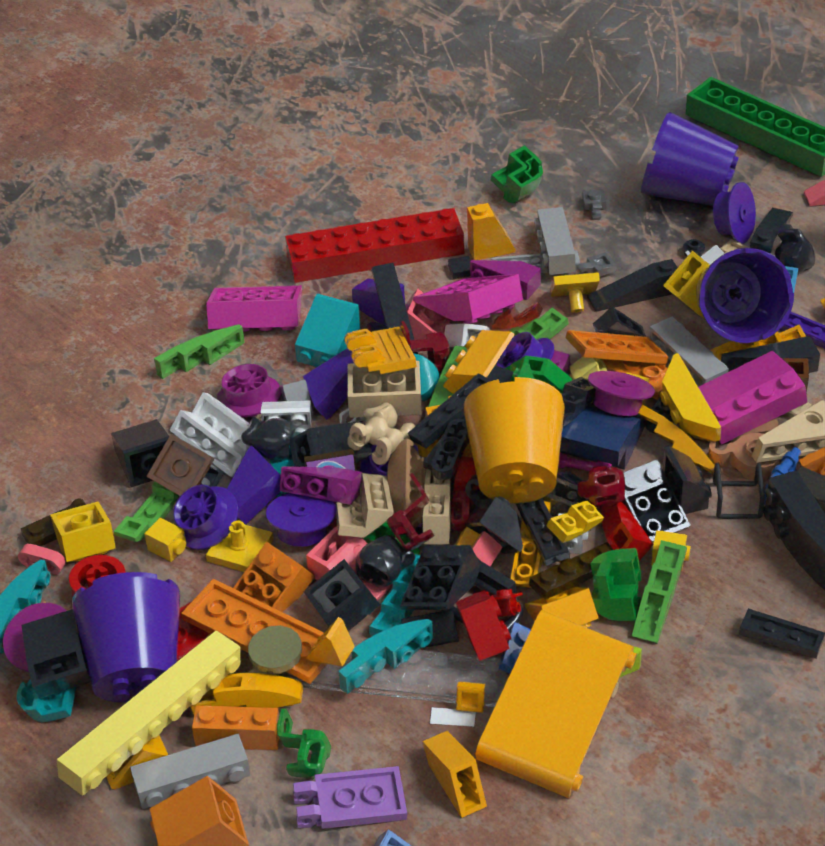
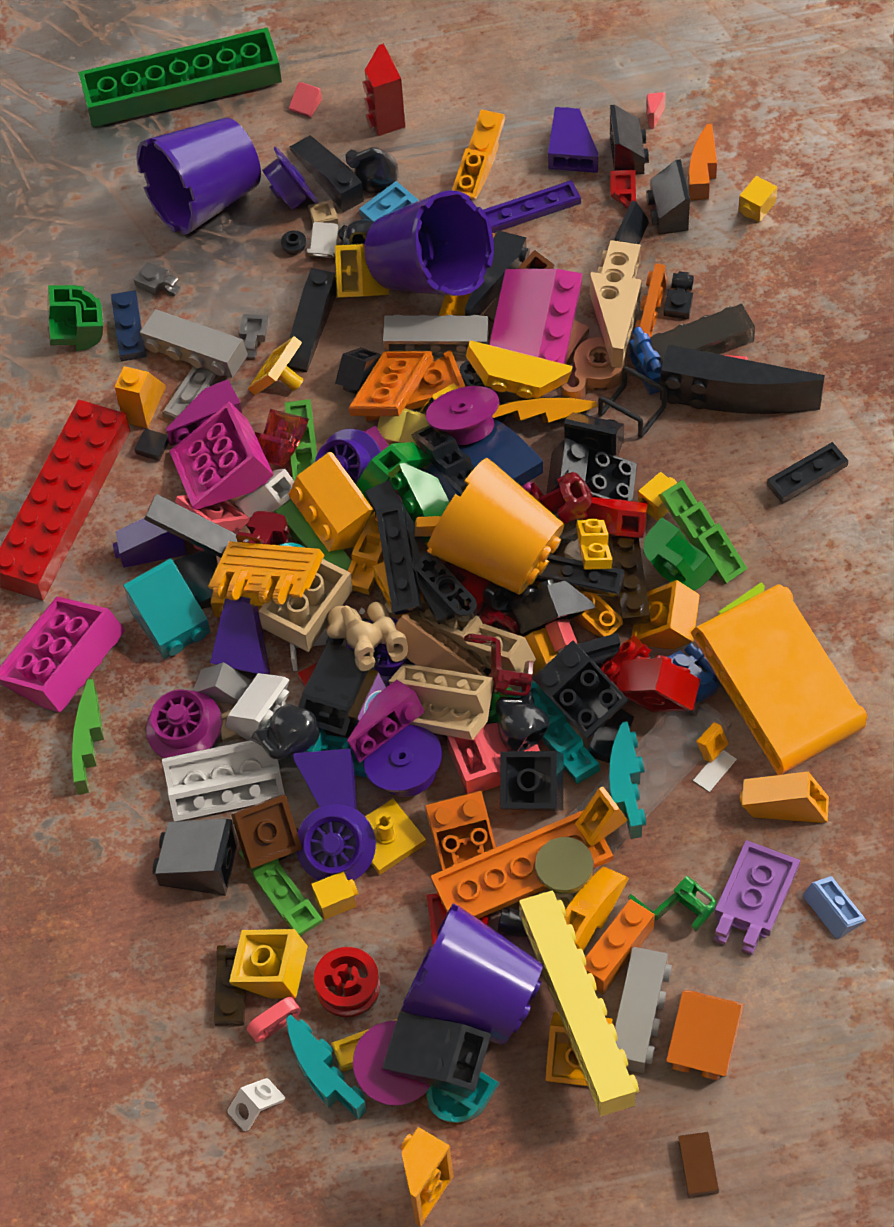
camera: 55 degrees left, 15 degrees up
(556, 199) = (128, 325): none -> dark blue plate

